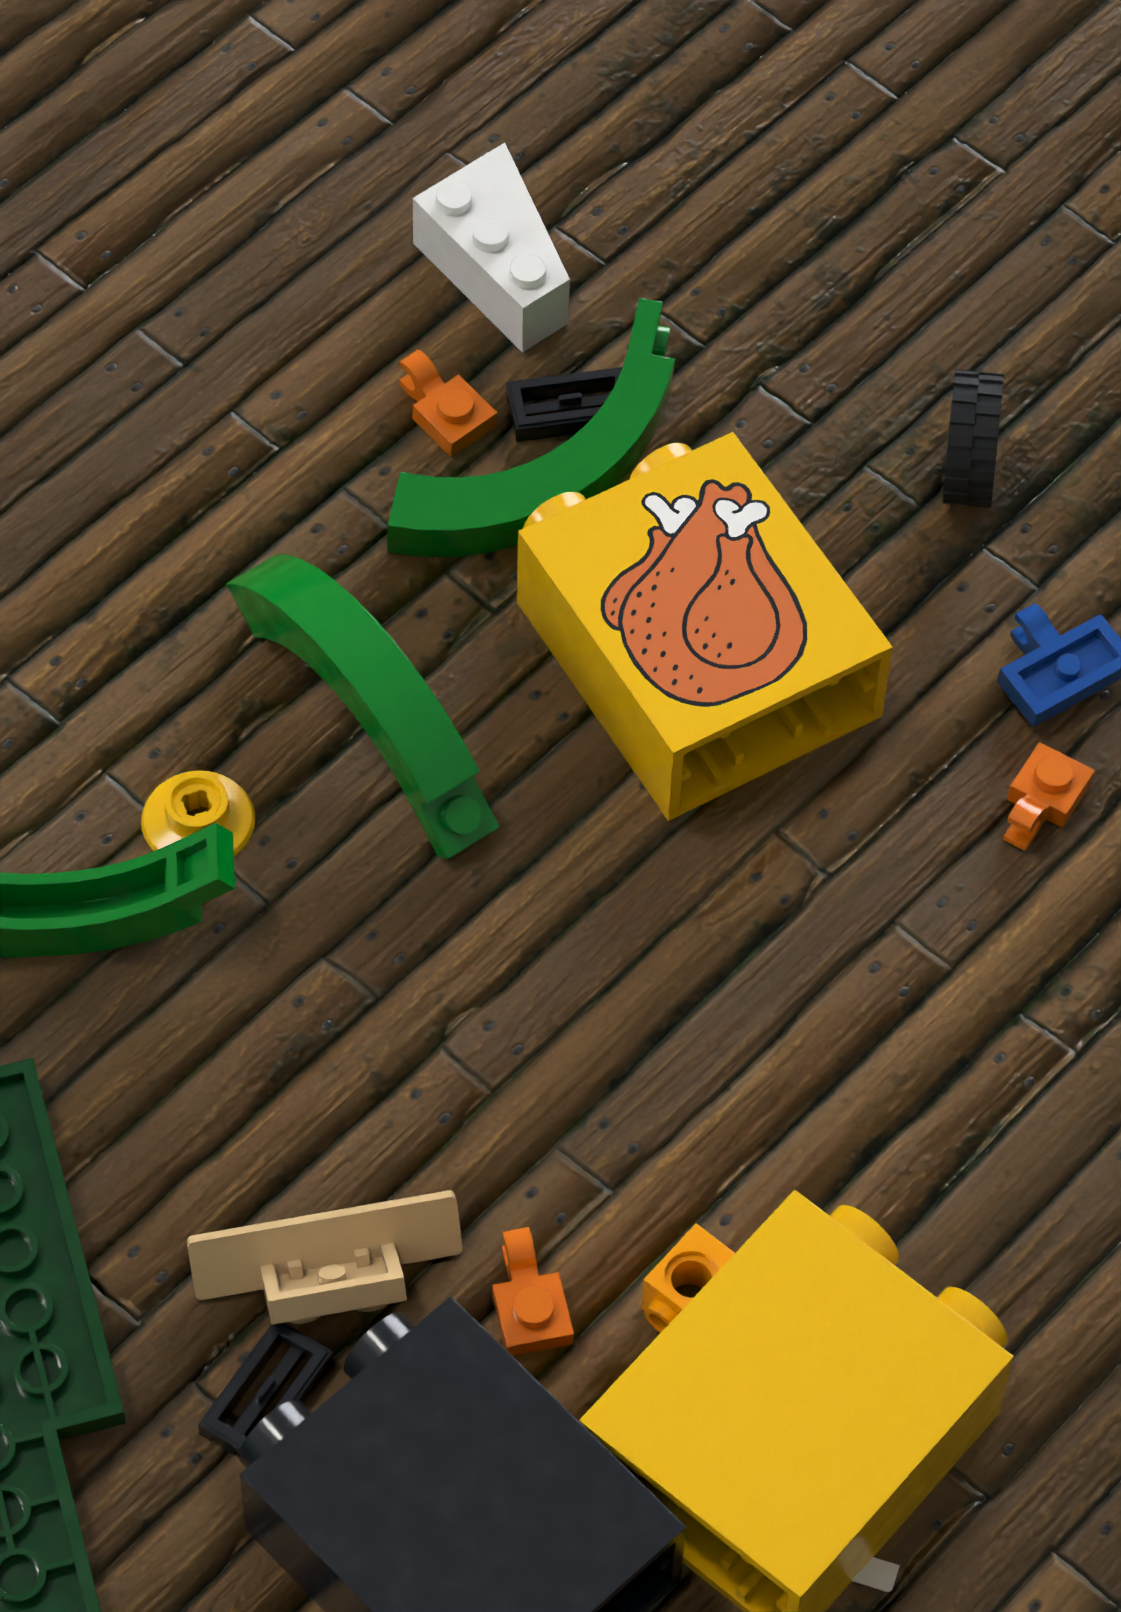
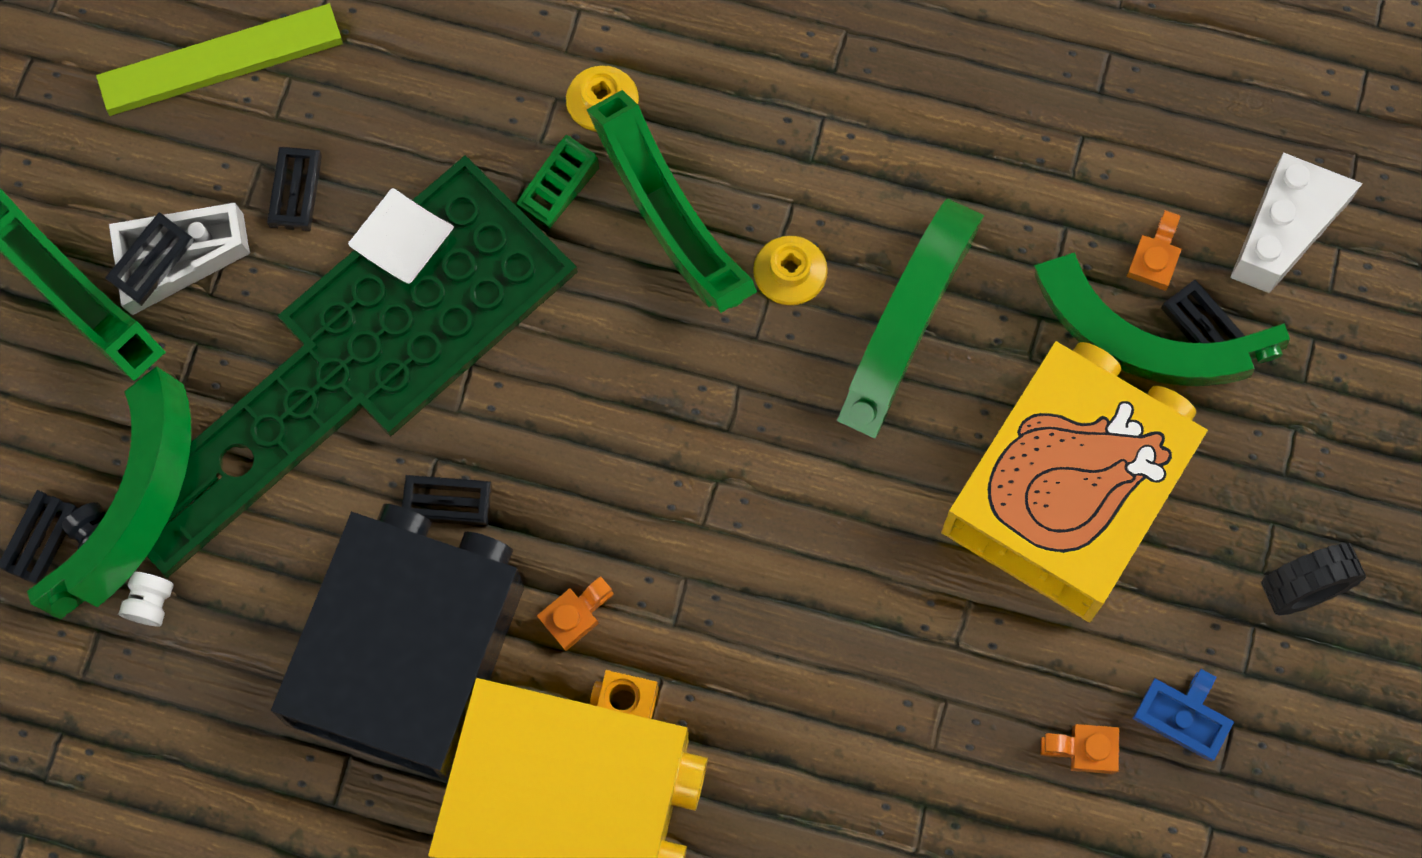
camera: 65 degrees right, 15 degrees up
(327, 1258) = (535, 492): tan bracket -> none

